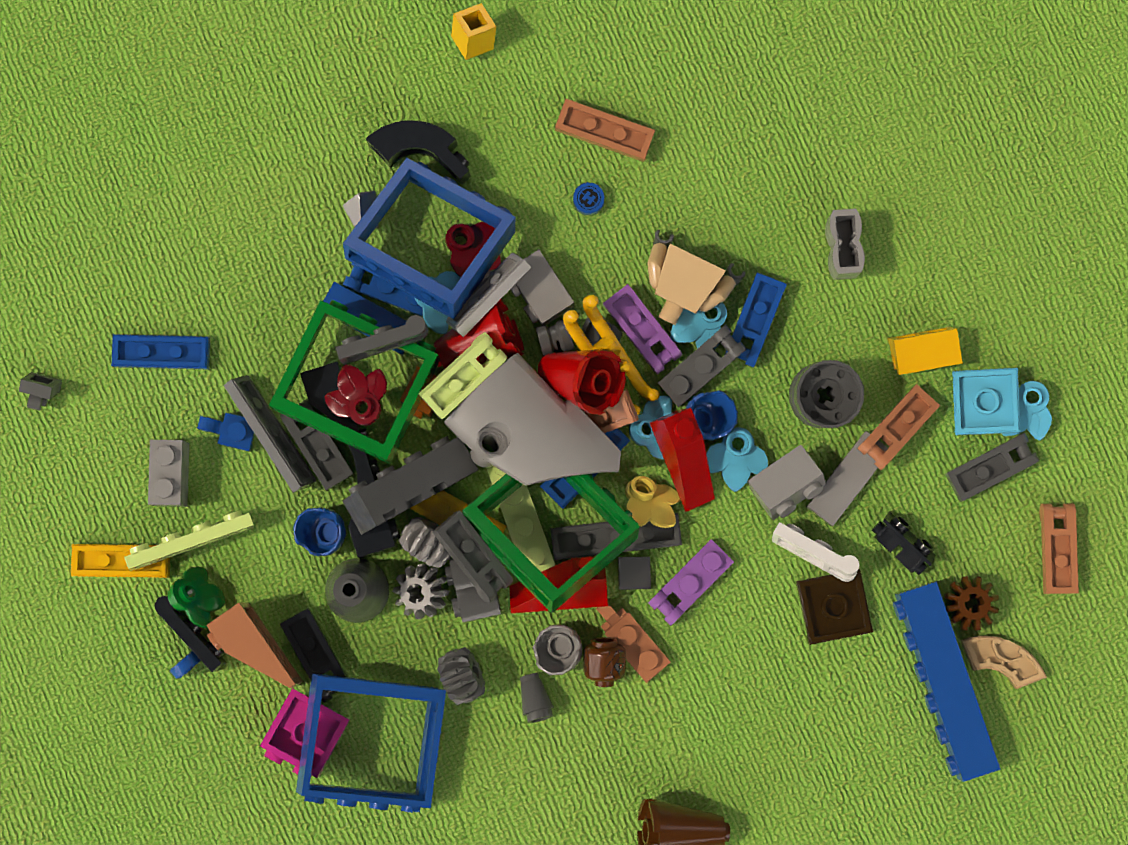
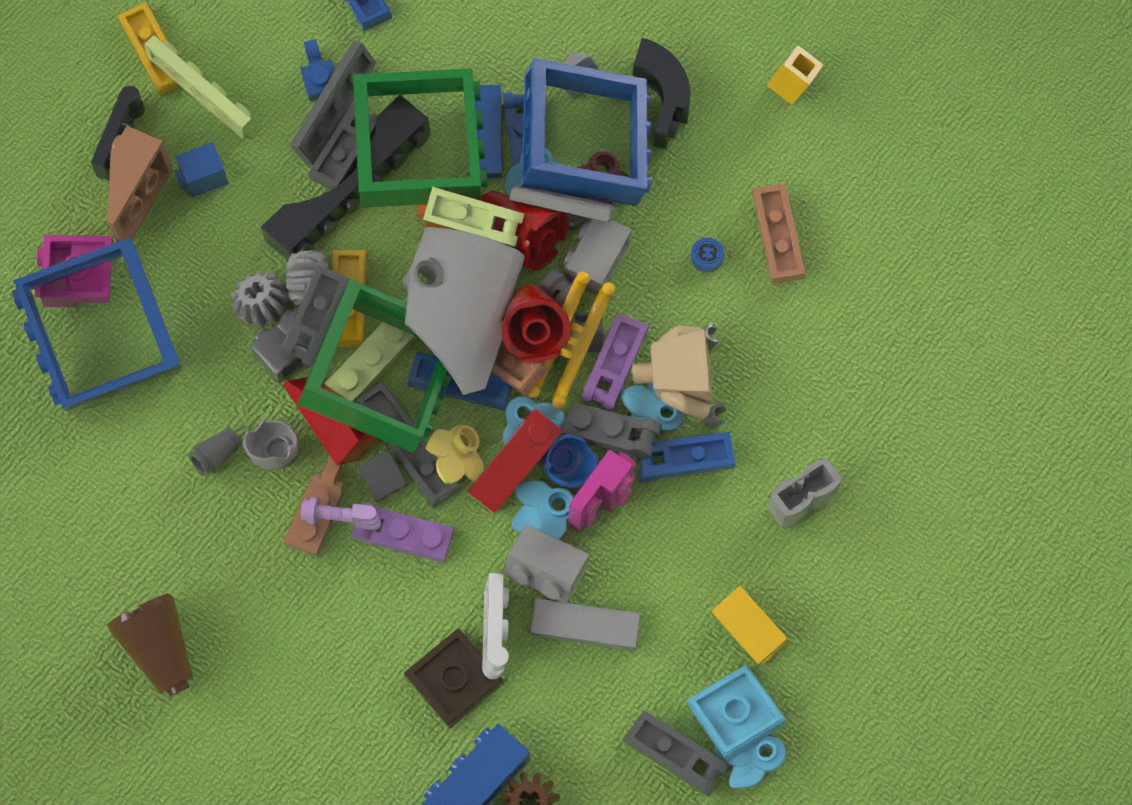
camera: 60 degrees right, 15 degrees down
(168, 473) = (250, 41): light grey brick -> none
(184, 665) = (85, 142): blue tile -> none
(196, 596) = (156, 120): green plate -> none
(268, 580) = (200, 170): none -> blue brick
(312, 647) = (158, 239): black plate -> none
(319, 531) = (268, 186): blue hair -> none
(354, 391) = (403, 137): dark red plate -> none
(370, 593) = (231, 245): dark grey cone -> none
(383, 340) = (464, 130): dark grey plate -> none
(409, 484) = (351, 230): dark grey wedge -> none
(461, 676) = (200, 371): dark grey gear -> none
(604, 661) = (282, 490): reddish brown head -> none
(640, 646) = (361, 515): none -> lavender hinge
(751, 394) = (605, 487): none -> dark pink plate
(843, 388) = (646, 531): dark grey wheel -> none
(899, 426) = (661, 639): nougat plate -> none
(914, 550) = (558, 693): black hinge -> none

